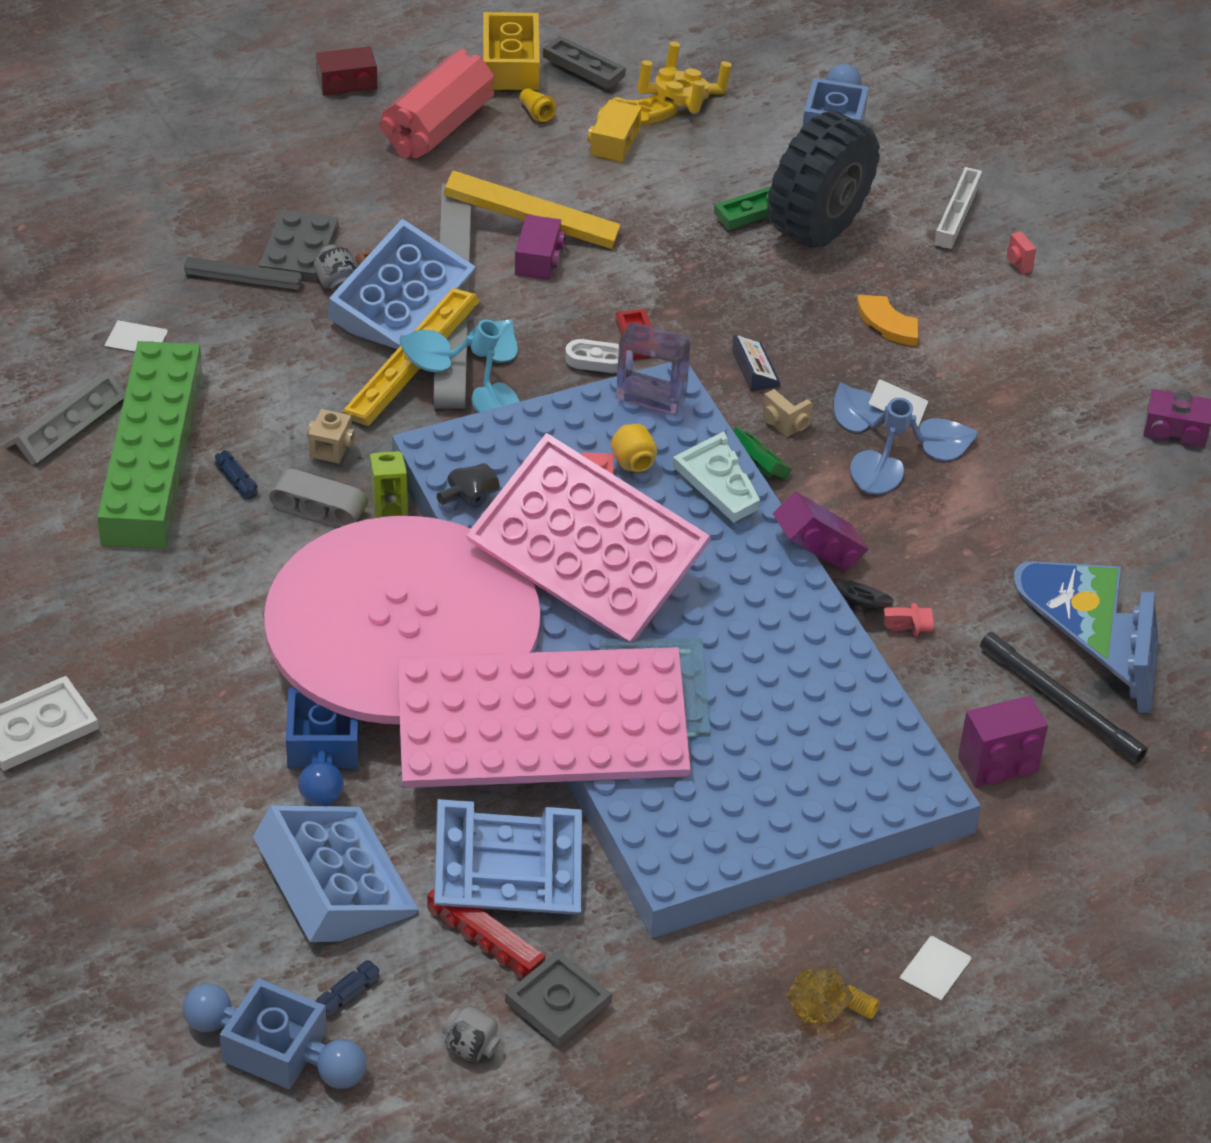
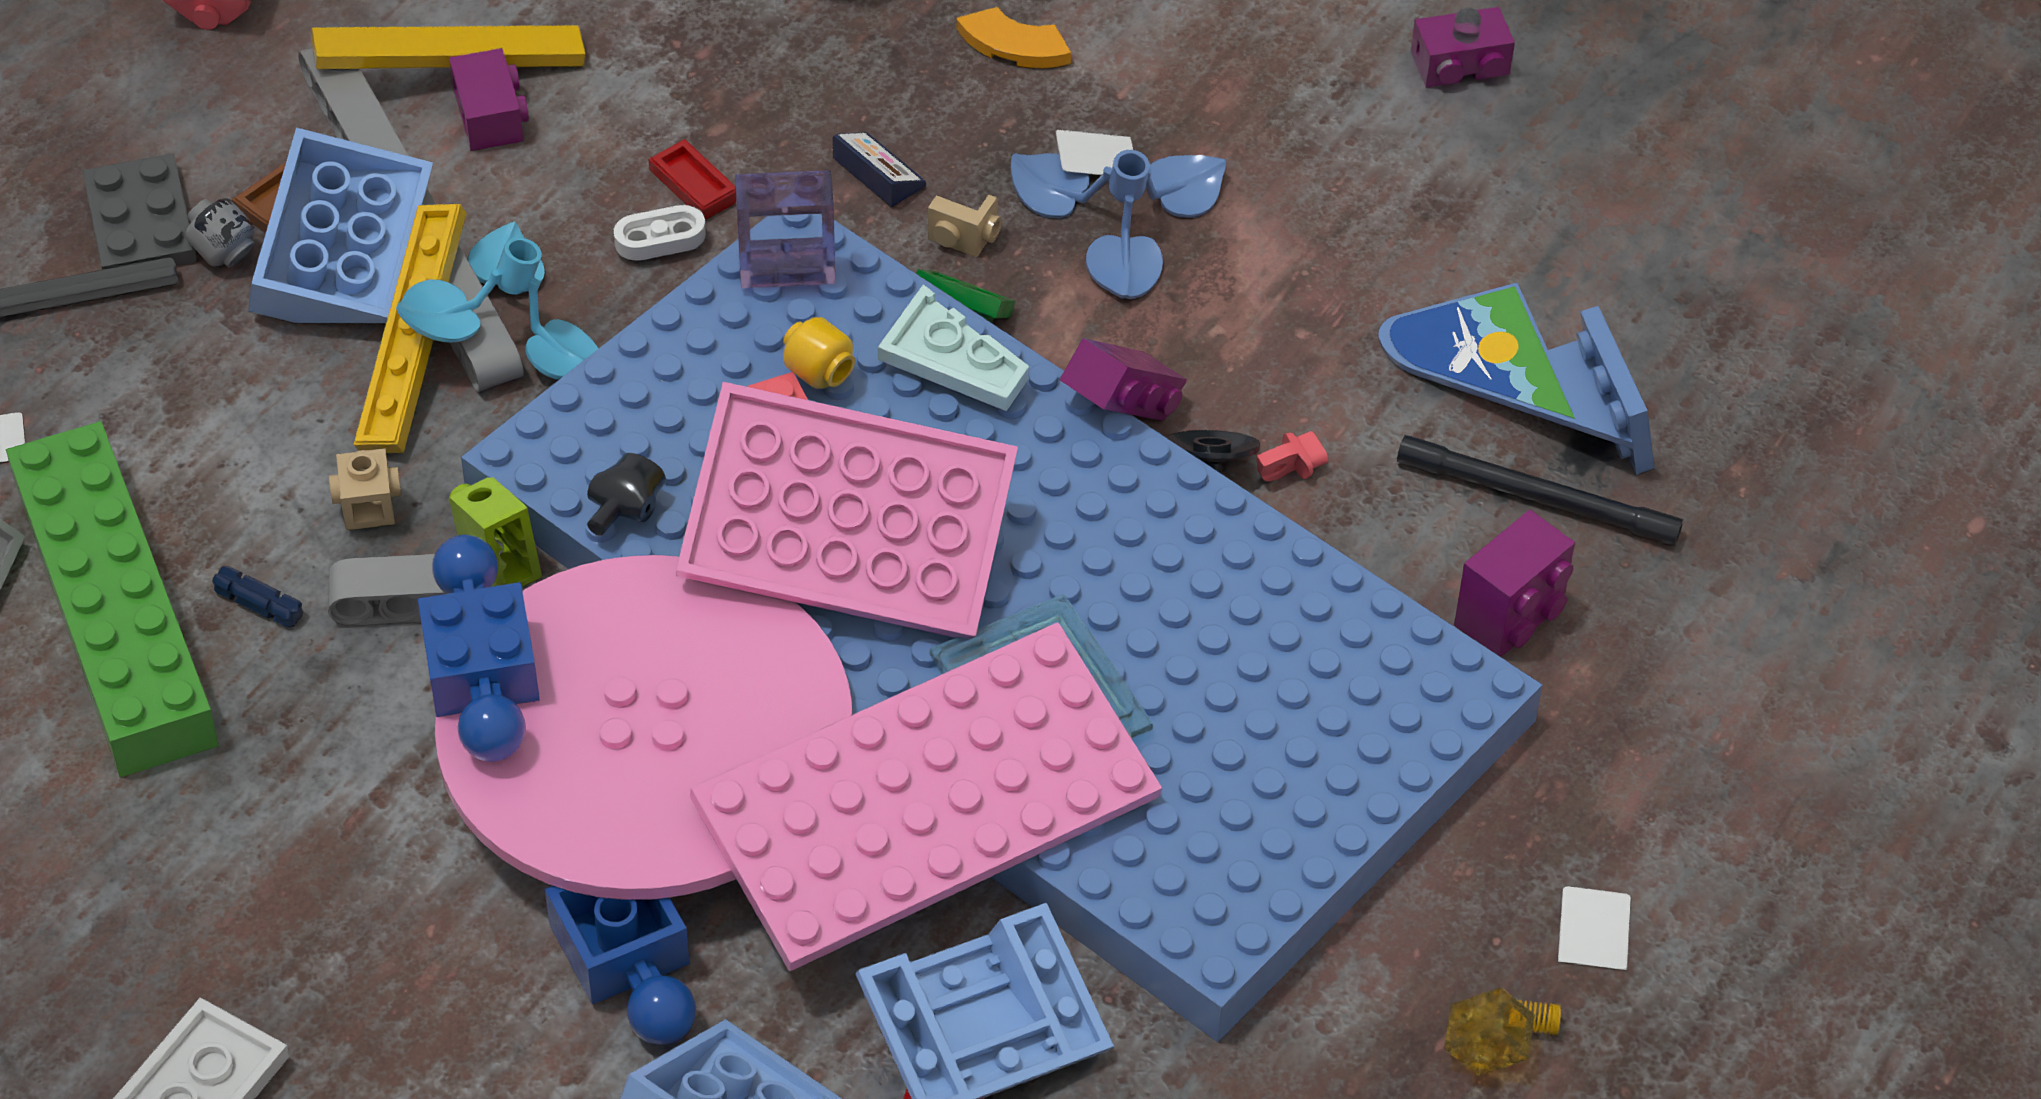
camera: 25 degrees left, 5 degrees up
(323, 536) = (478, 649): none -> blue brick

